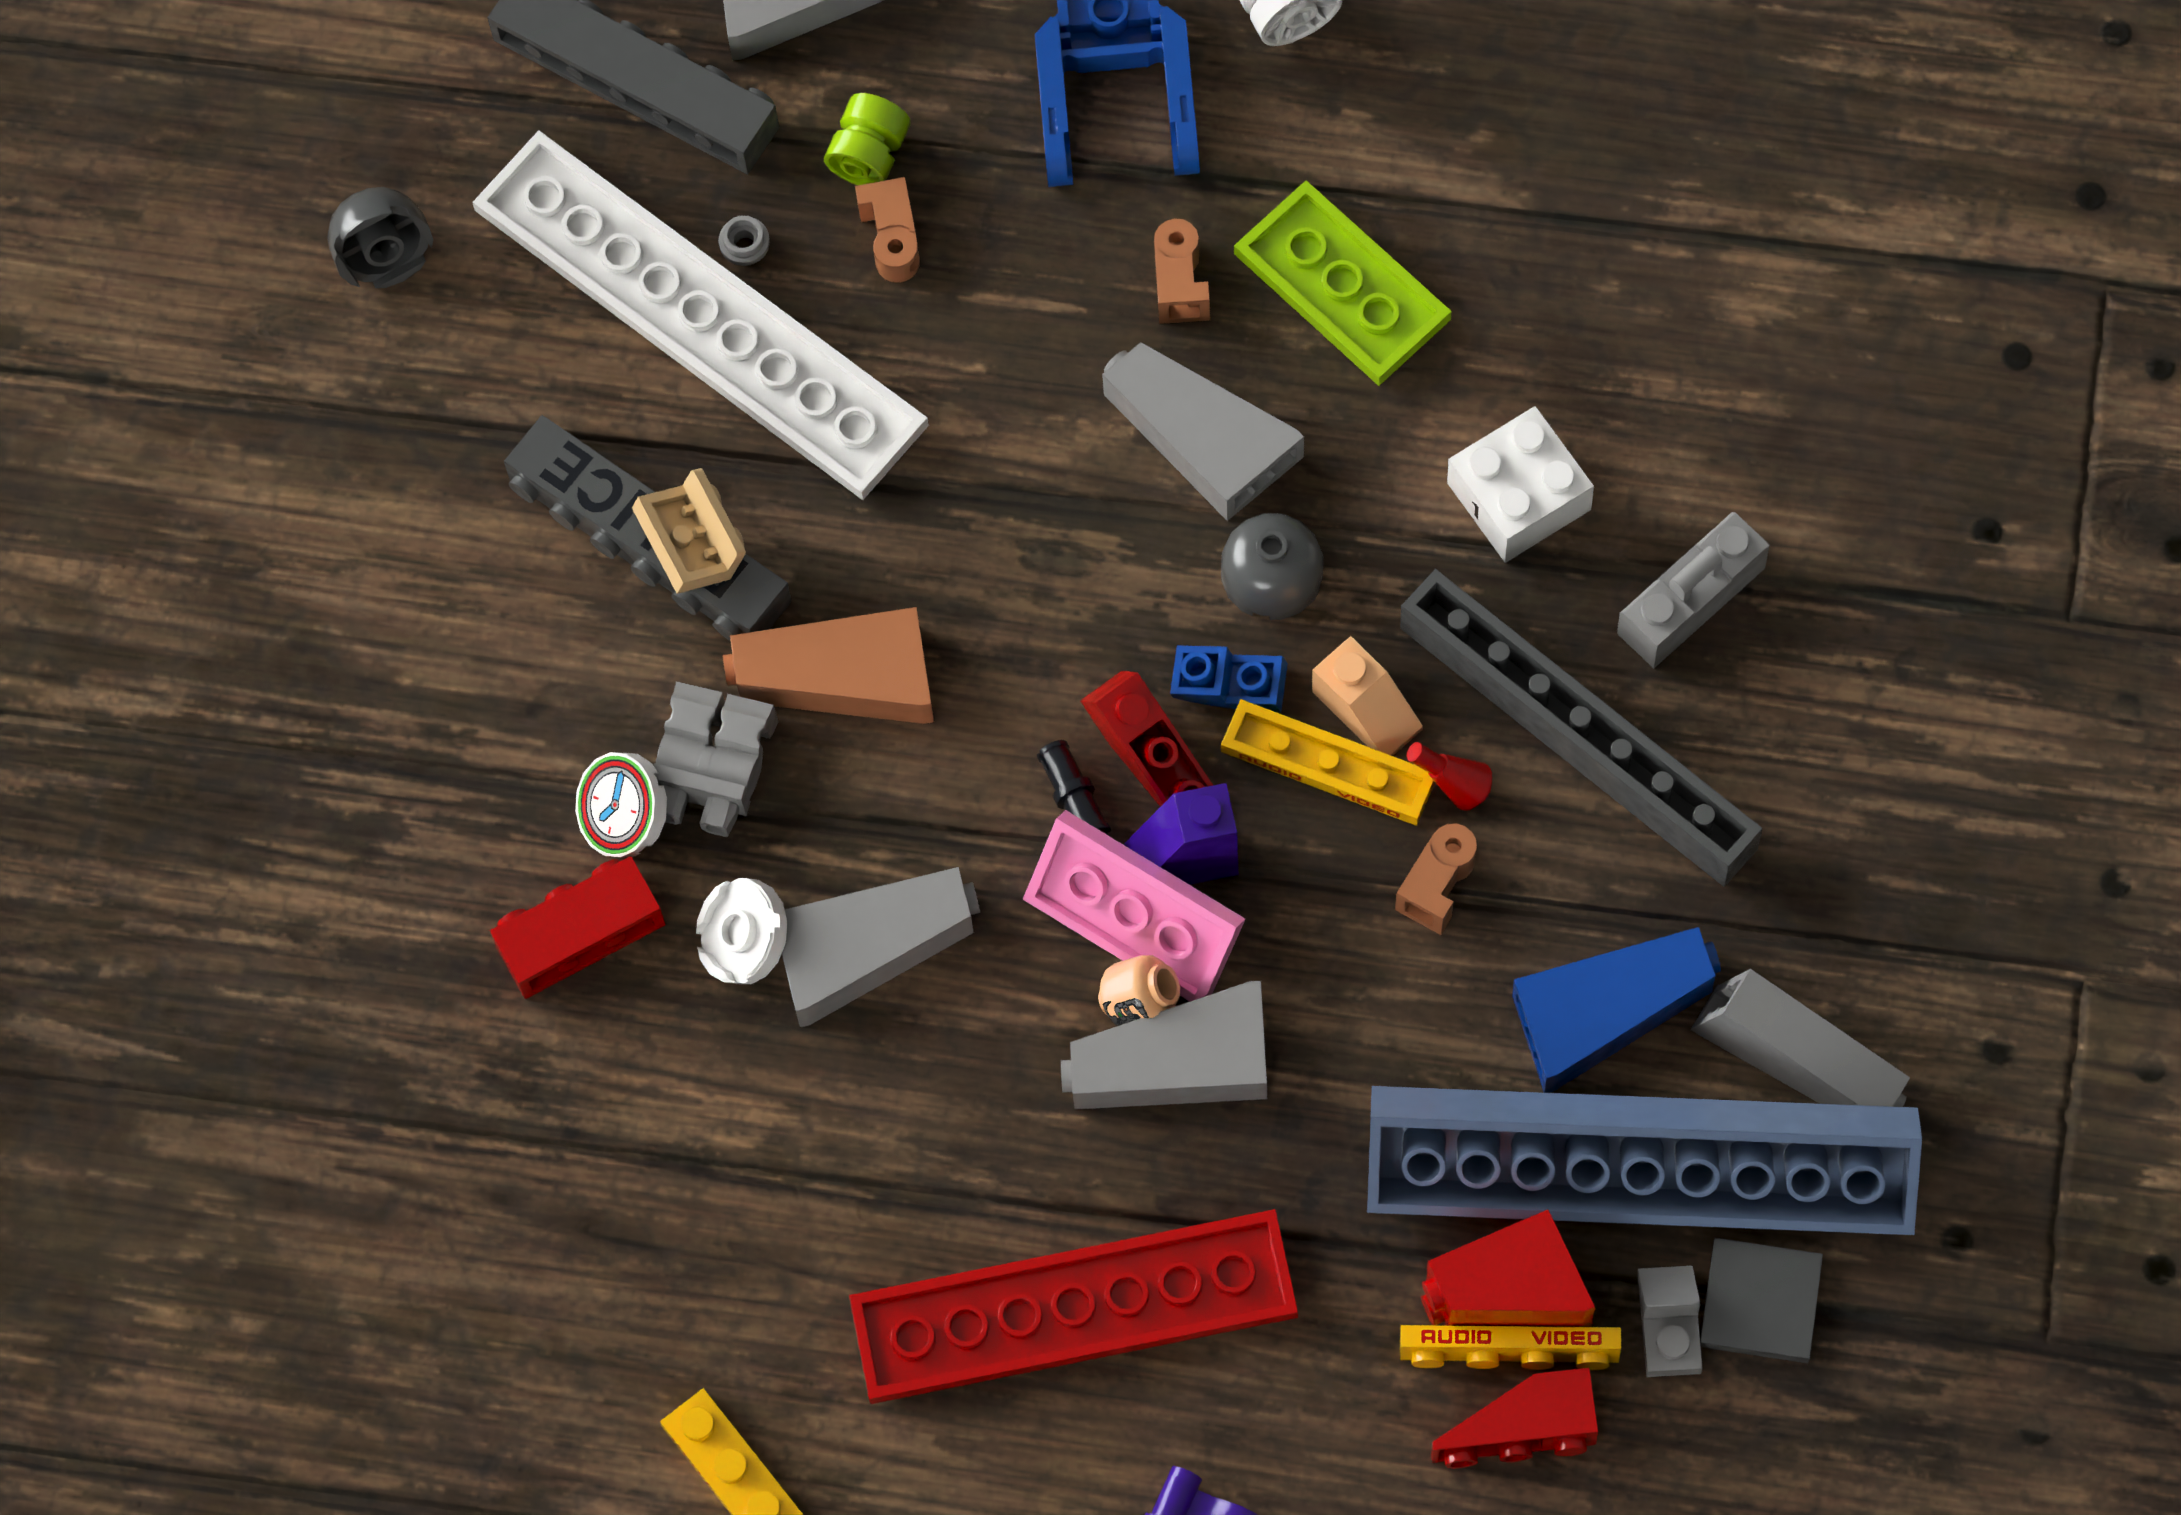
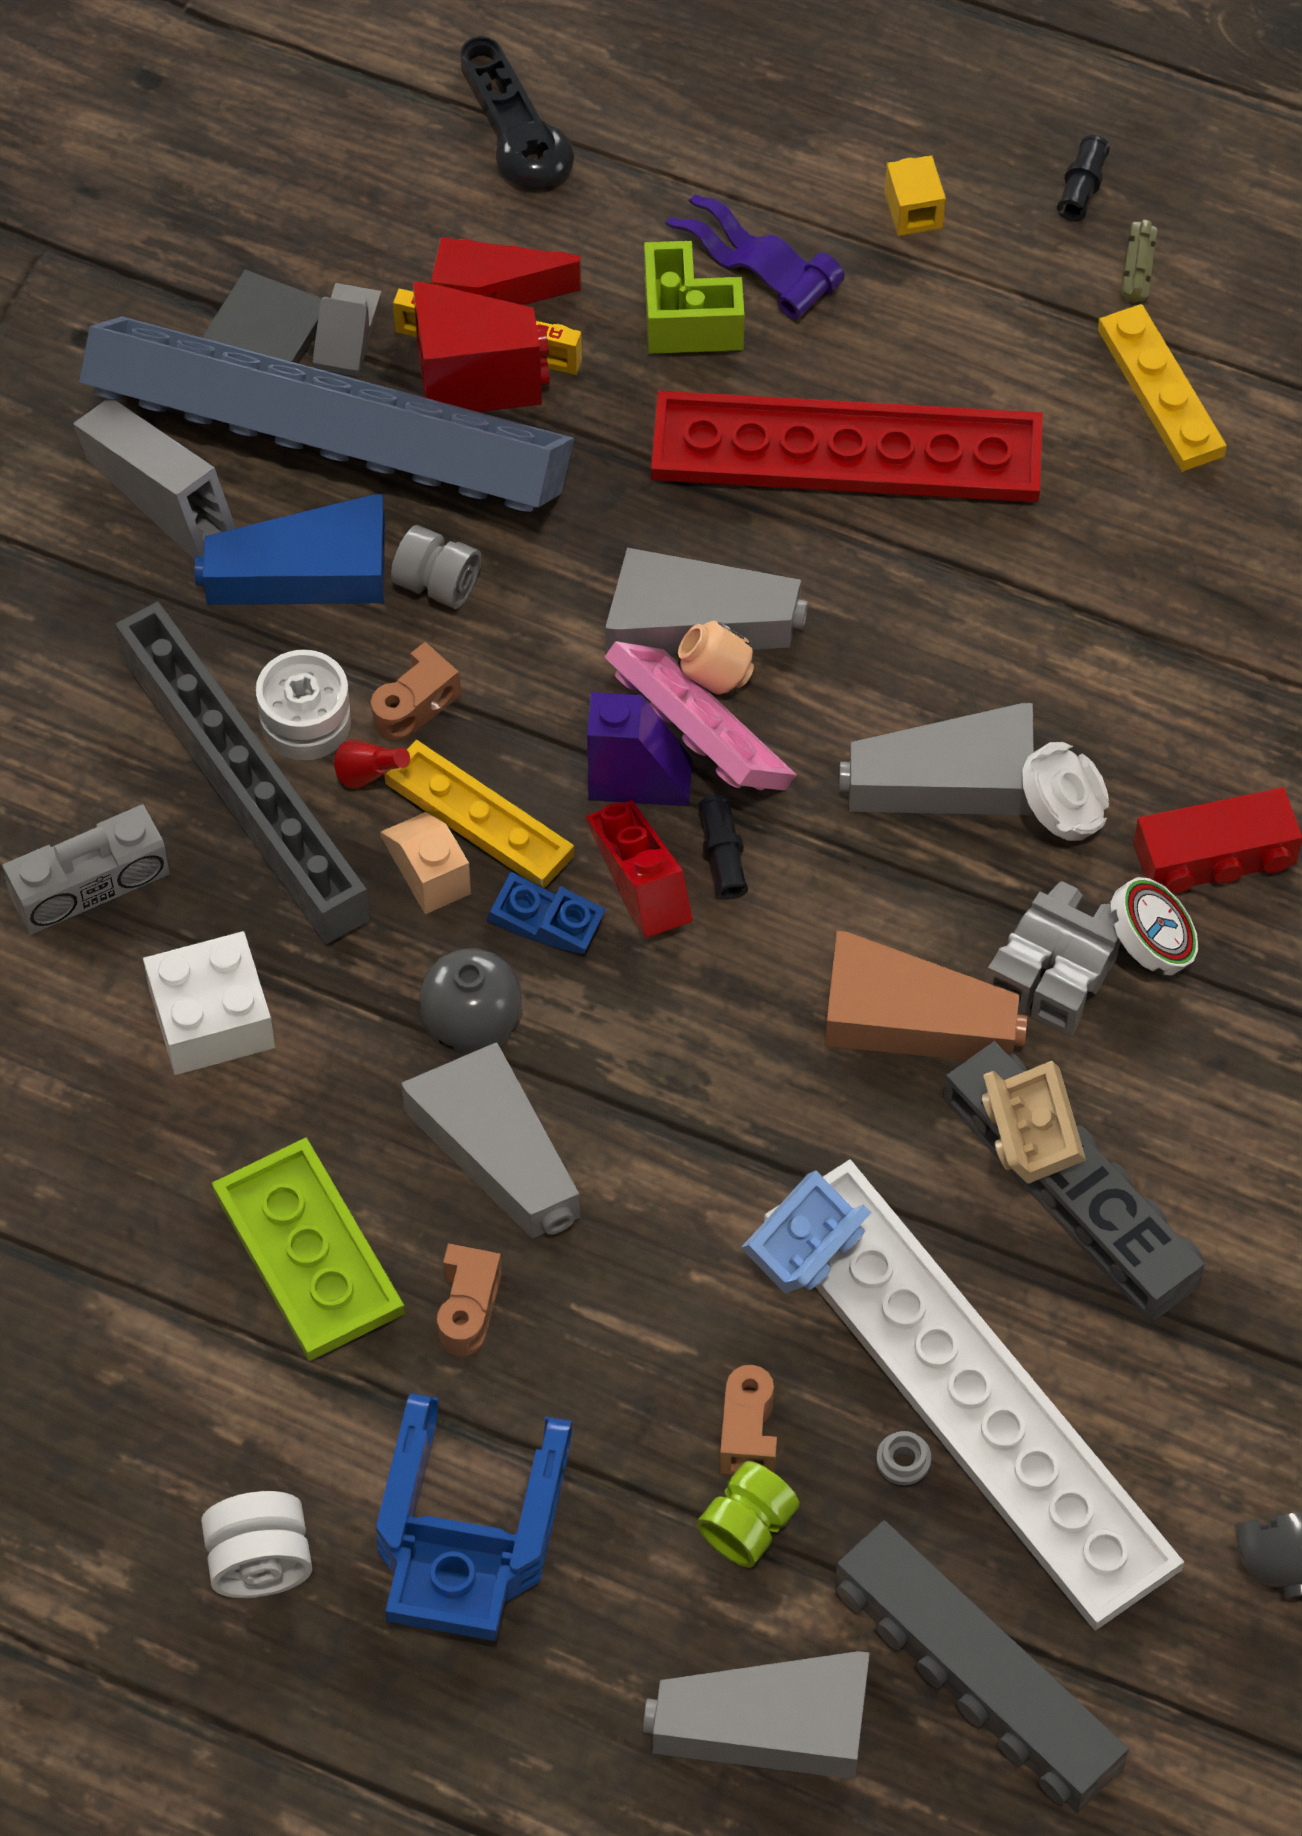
camera: 170 degrees left, 10 degrees down
(877, 385) = (805, 1234): none -> light blue bracket
(1299, 1414) = (687, 311): none -> lime brick
(1464, 1023) = (429, 564): none -> light grey wheel
(1551, 799) = (303, 704): none -> white wheel

